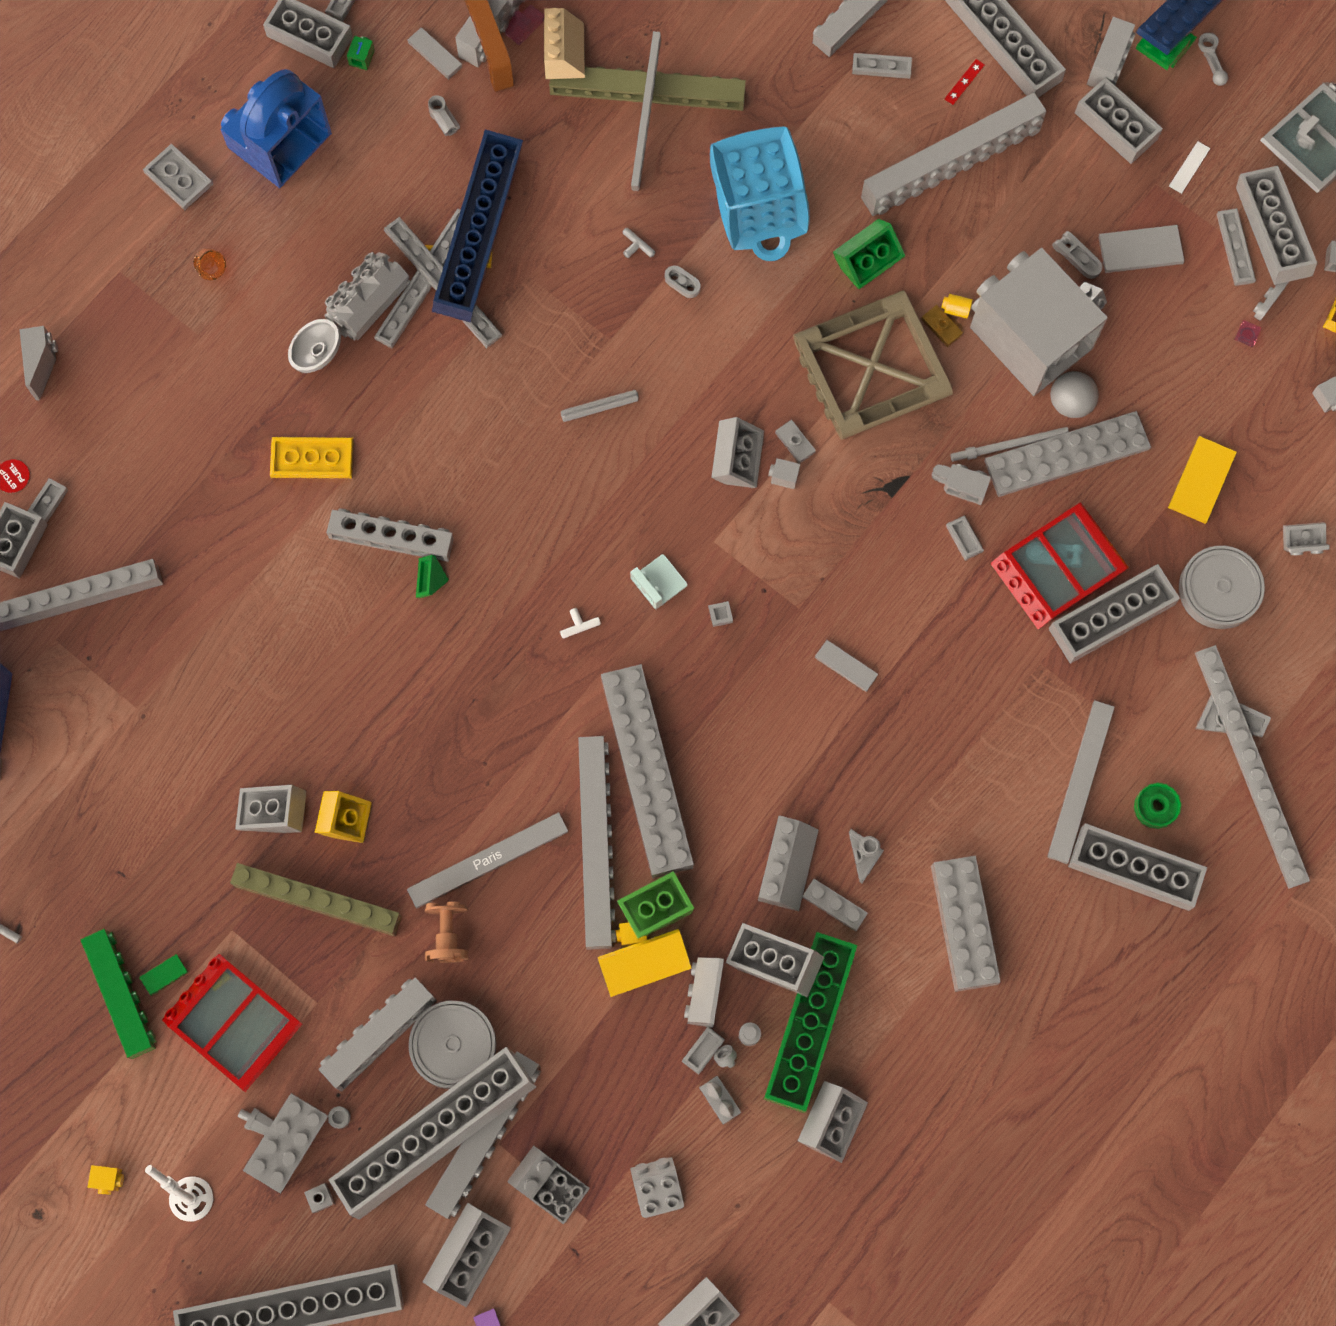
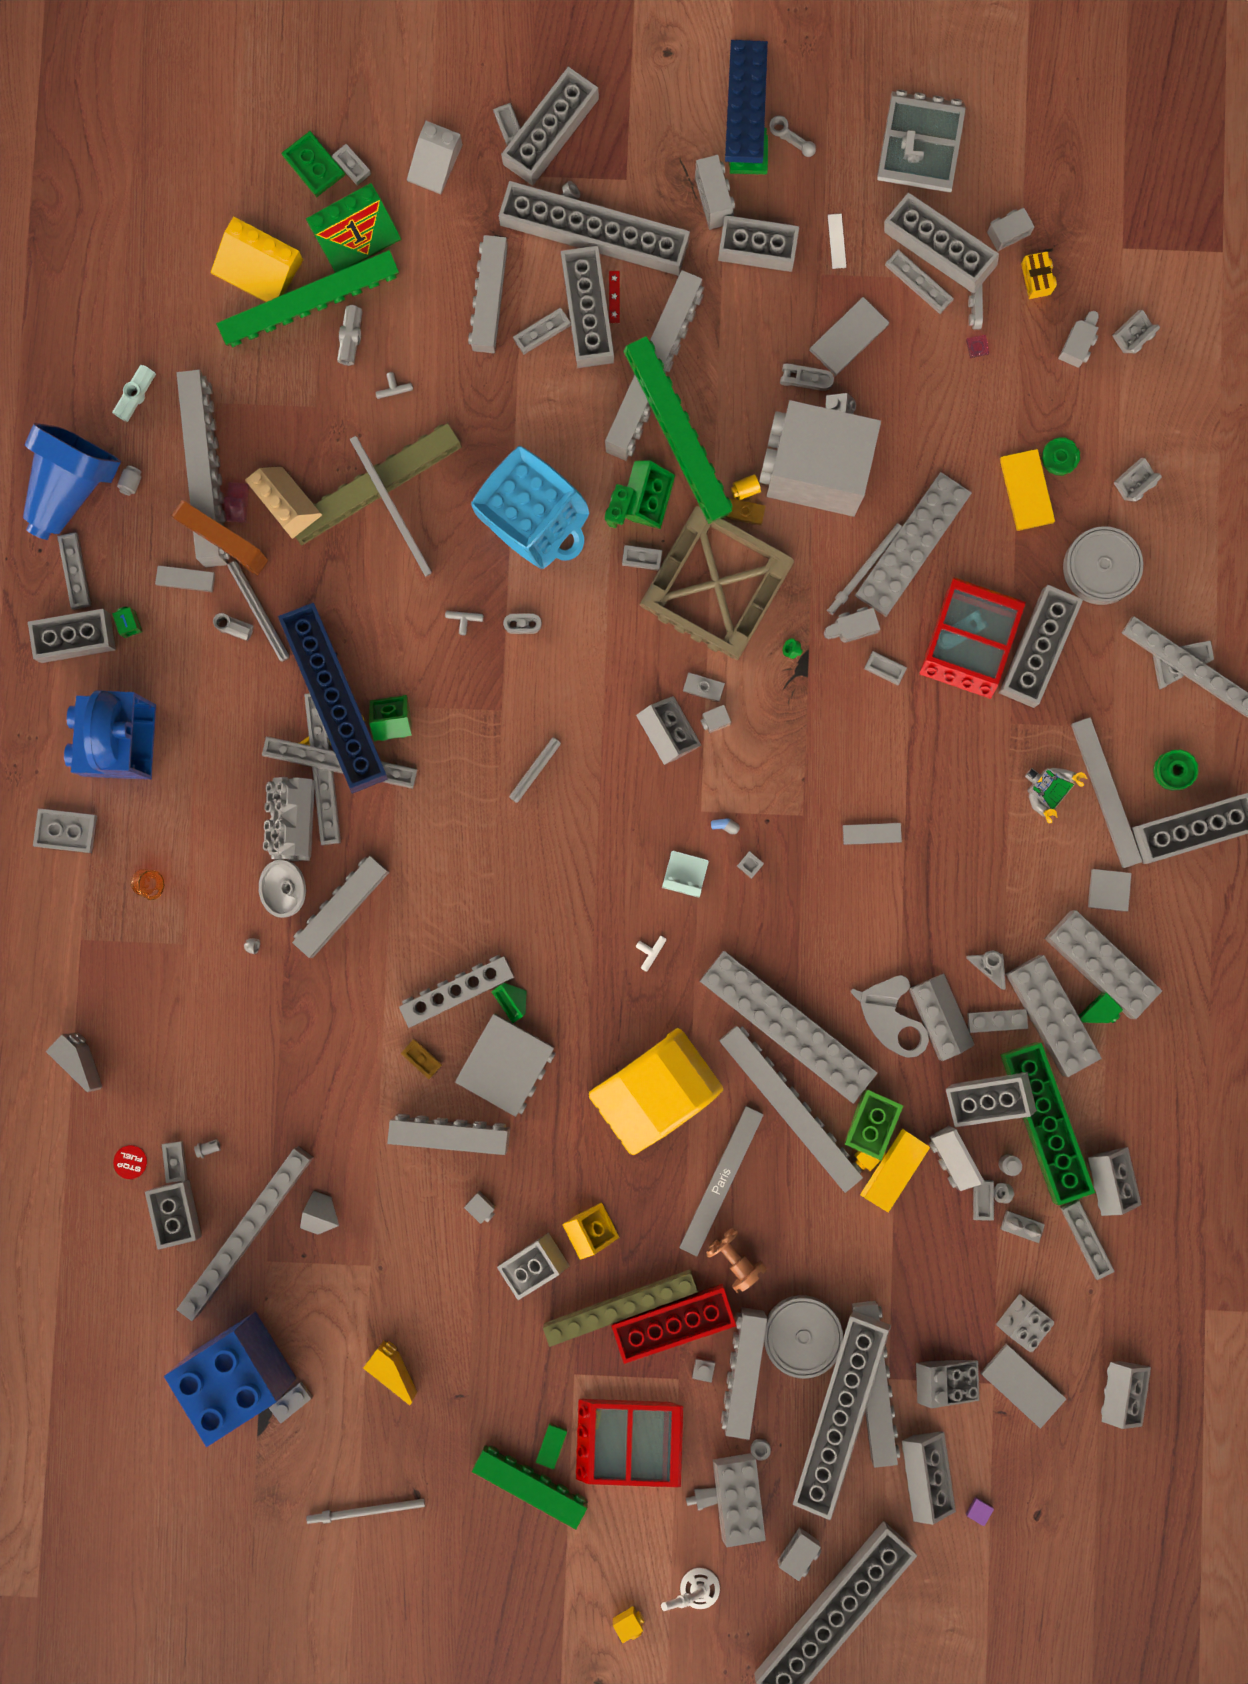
camera: 30 degrees left, 10 degrees up
(78, 508) = (207, 1148): none -> light grey pin
(83, 802) = (390, 1370): none -> yellow slope
(128, 630) = (319, 1214): none -> light grey slope
(253, 376) = (252, 945): none -> light grey hinge
(266, 726) = (480, 1208): none -> light grey brick
(288, 644) = (449, 1135): none -> light grey brick
(300, 1232) = (799, 1554): none -> light grey brick
(311, 457) = (348, 975): yellow tile -> none
(316, 568) = (421, 1059): none -> pearl gold plate
(327, 1199) = (792, 1512): light grey plate -> none
(344, 1010) = (703, 1369): none -> light grey plate
(349, 397) = (340, 907): none -> light grey brick
(350, 946) = (674, 1324): none -> red brick
(382, 625) = (505, 1065): none -> light grey brick
(473, 119) = (258, 611): none -> light grey axle
(491, 736) = (656, 1092): none -> yellow windscreen
(512, 278) = (390, 718): none -> green slope
(612, 1241) = (1023, 1385): none -> light grey tile
(723, 26) = (394, 389): none -> light grey piece
(727, 567) = (726, 824): none -> arm
(734, 830) = (879, 1012): none -> light grey animal
(769, 1156) = (1087, 1239): none -> light grey tile
(824, 300) = (641, 557): none -> light grey plate
(836, 243) = (619, 505): none -> green bracket
(887, 935) = (1053, 1016): none -> light grey brick
(895, 463) = (792, 648): none -> green tile
(931, 214) = (677, 429): none -> green brick
(932, 963) = (1101, 1010): none -> green slope
(934, 71) = (587, 306): none -> light grey brick
(1020, 866) = (1109, 890): none -> light grey tile
(1033, 740) = (1050, 789): none -> torso
(1074, 394) = (884, 492): light grey piece -> none
(1253, 473) = (1060, 456): none -> green tile

